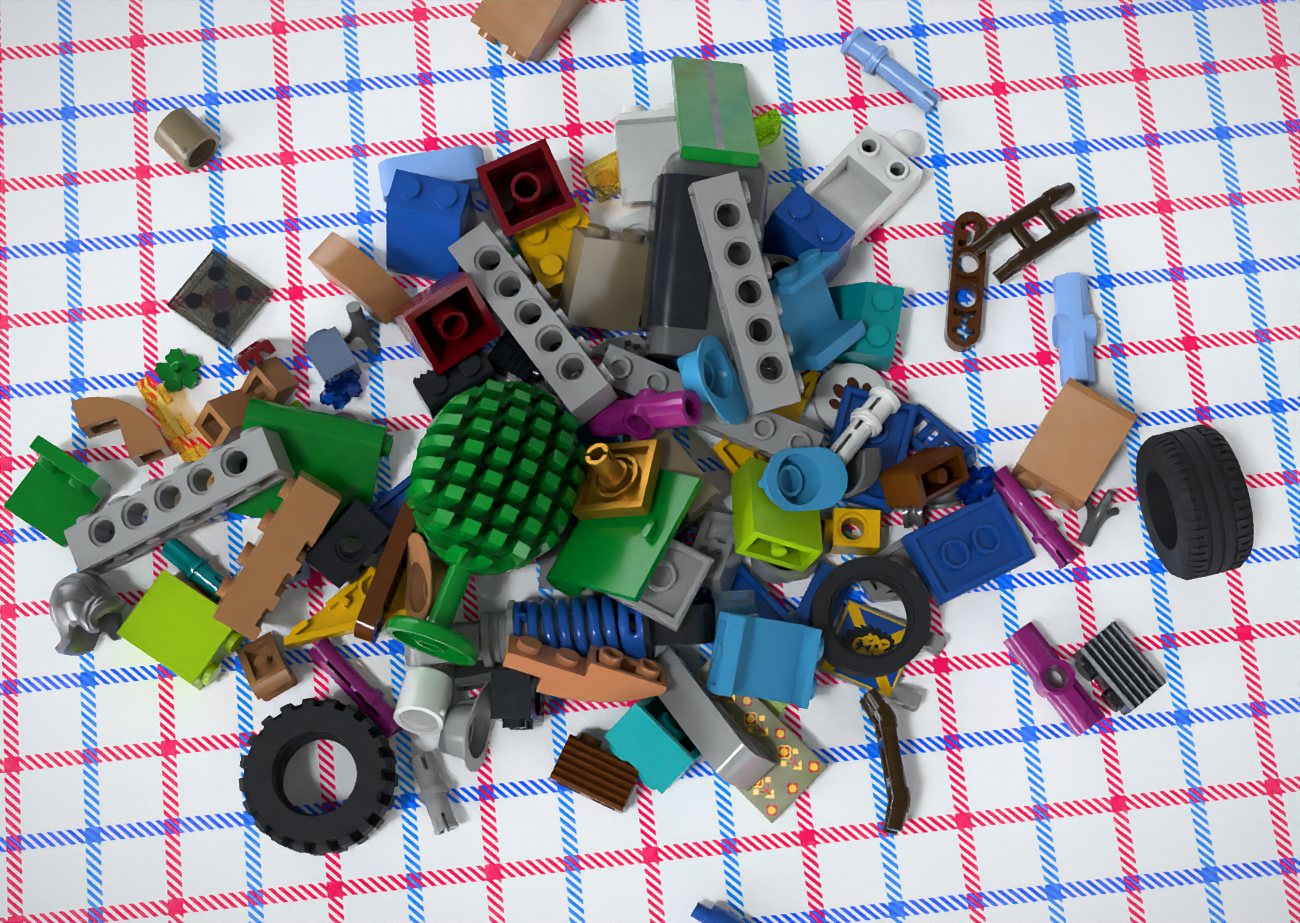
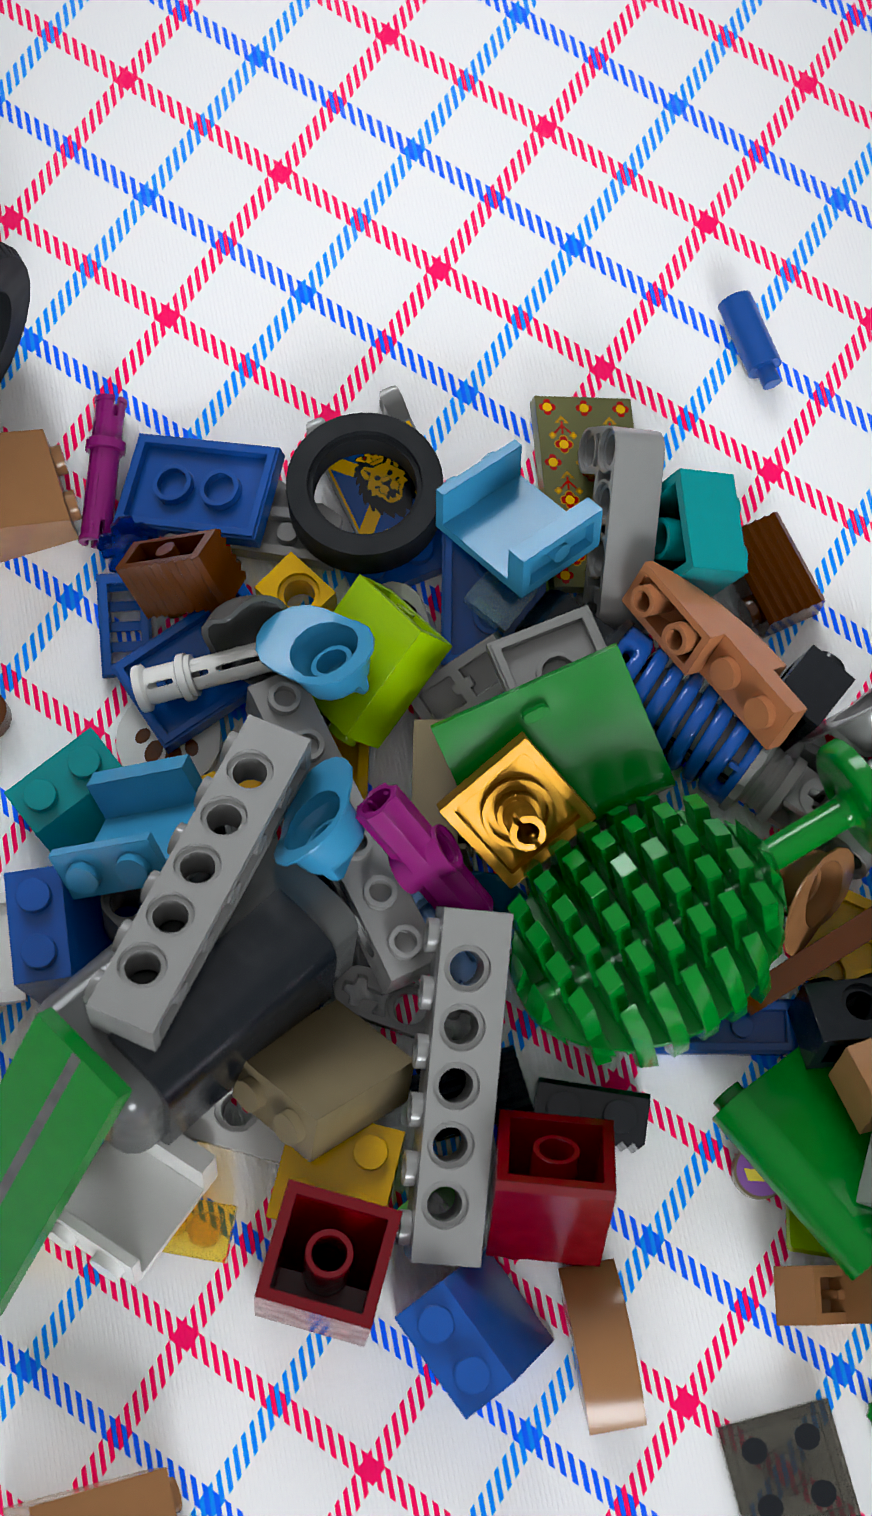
camera: 140 degrees left, 0 degrees up
(253, 352) = (831, 1334): dark red tile -> none
(330, 354) = (709, 1270): sand blue brick -> none
(340, 390) = (729, 1218): clear blue plant -> none
(360, 326) = (646, 1281): dark grey bar -> none
(450, 164) = (405, 1414): light blue beam -> none
(885, 727) = (492, 318): dark brown piece -> none
(1071, 699) = (235, 332): magenta piece -> none
(1096, 518) = (45, 420): dark grey bar -> none
(1118, 669) = (165, 269): black brick -> none

